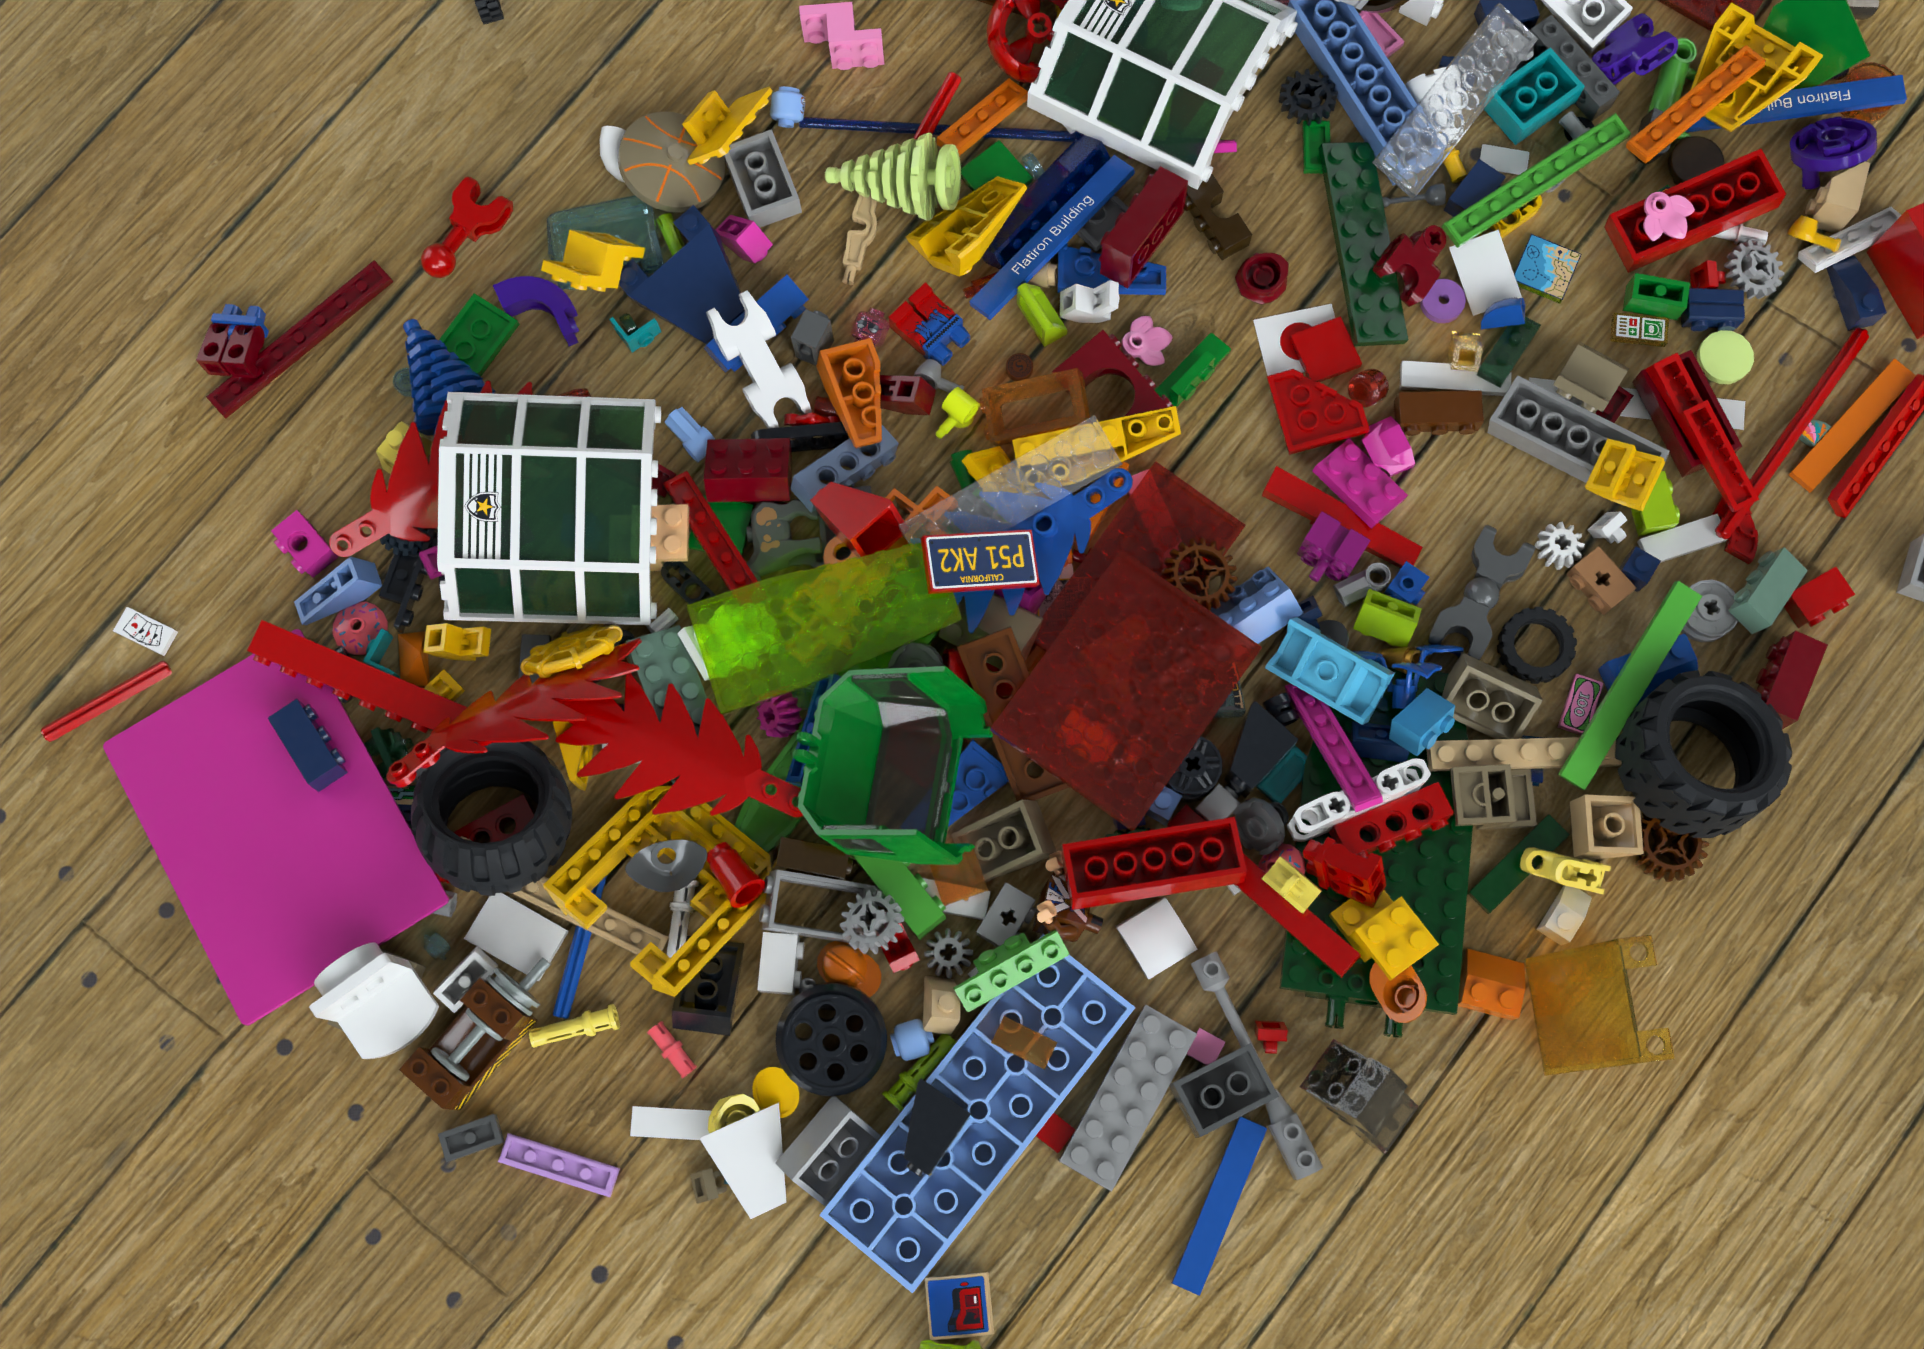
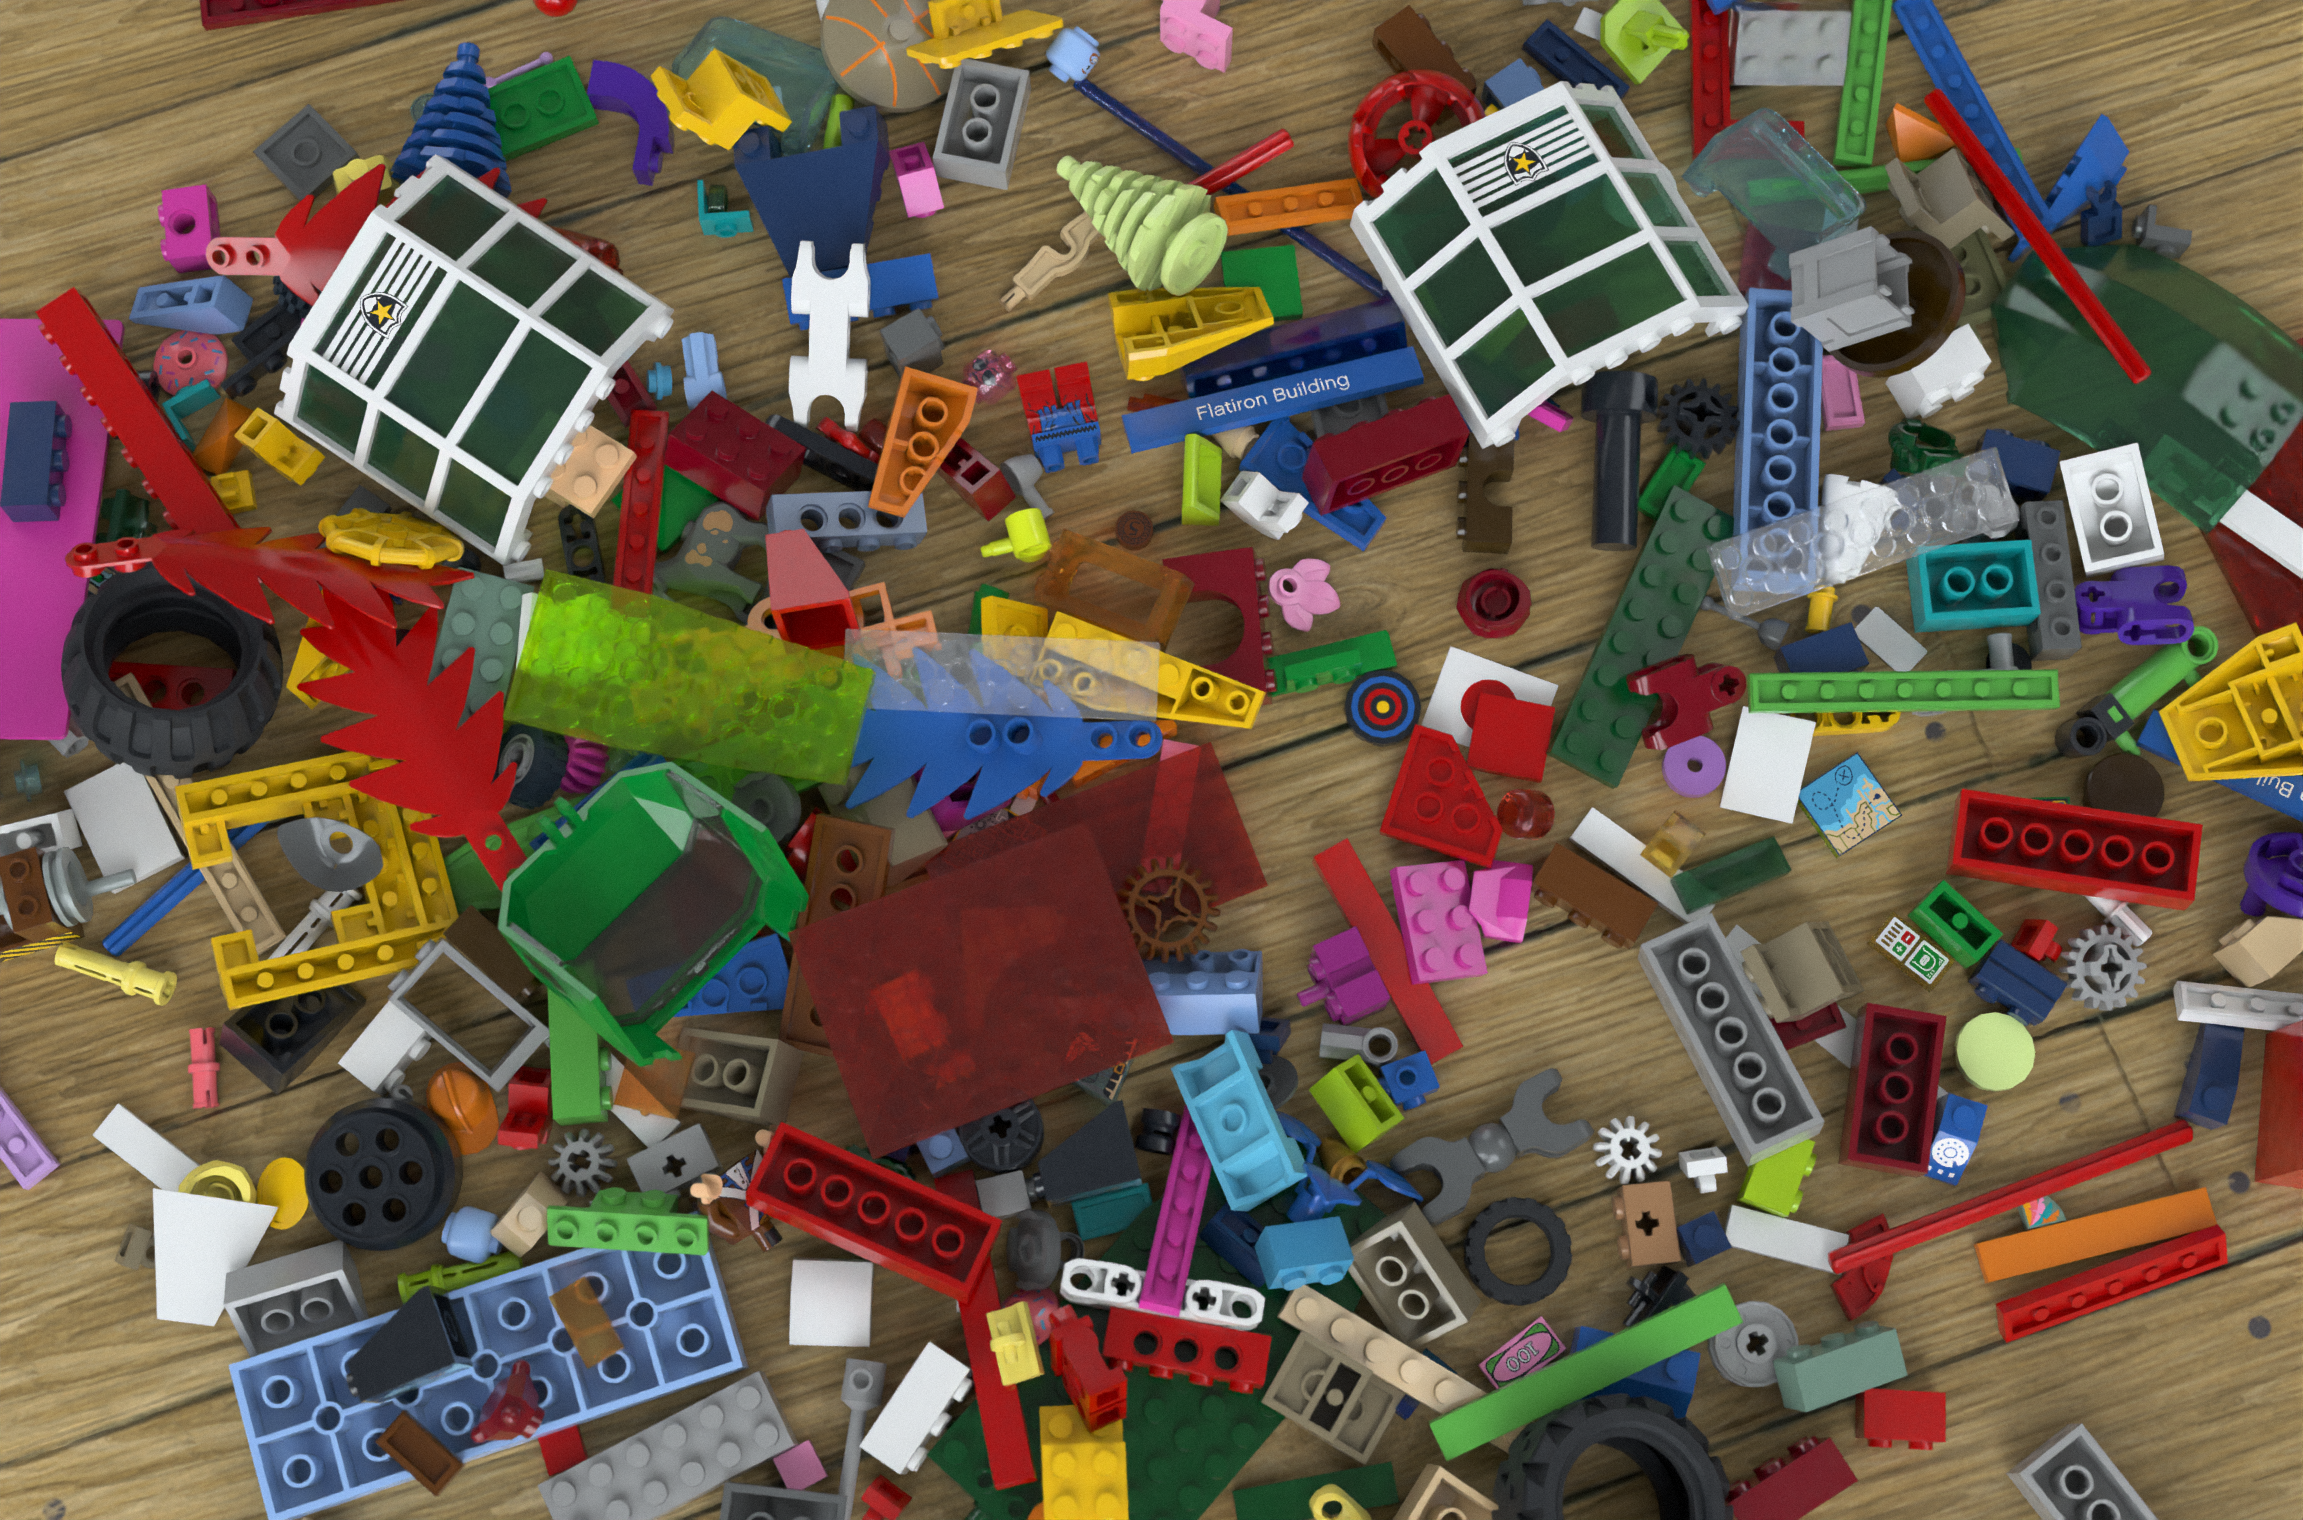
camera: 30 degrees right, 0 degrees up
(346, 454) = (305, 153): none -> dark grey plate
(458, 305) = (544, 59): none -> lavender hinge
(667, 455) = (659, 380): none -> dark azure plate
(734, 875) = (395, 915): red plant -> none
(760, 724) = (539, 760): none -> black wheel
(881, 928) = (511, 1071): light grey gear -> none
(976, 1188) = (420, 1453): none -> reddish brown tile
(979, 561) = (908, 730): tile -> none
(1014, 1124) = (510, 1408): none -> dark red rock
(1032, 165) = (1312, 300): clear light blue tile -> none
(1239, 380) = (1382, 708): none -> black tile
(1256, 964) = (918, 1410): none -> white brick
(1261, 119) = (1618, 407): none -> black piece
(1457, 34) = (1913, 457): none -> dark green piece
(1504, 313) = (1755, 828): blue brick -> none
(1625, 474) = (1748, 1115): yellow slope -> none
(1634, 619) = (1656, 1294): none -> black hips
(1670, 219) = (2027, 840): bright pink plate -> none
(1695, 104) = (2163, 719): orange tile -> none
(1703, 431) = (1888, 1126): red slope -> none
(1741, 415) = (1954, 1137): none -> blue slope
(1806, 230) = (2201, 960): yellow bar -> none

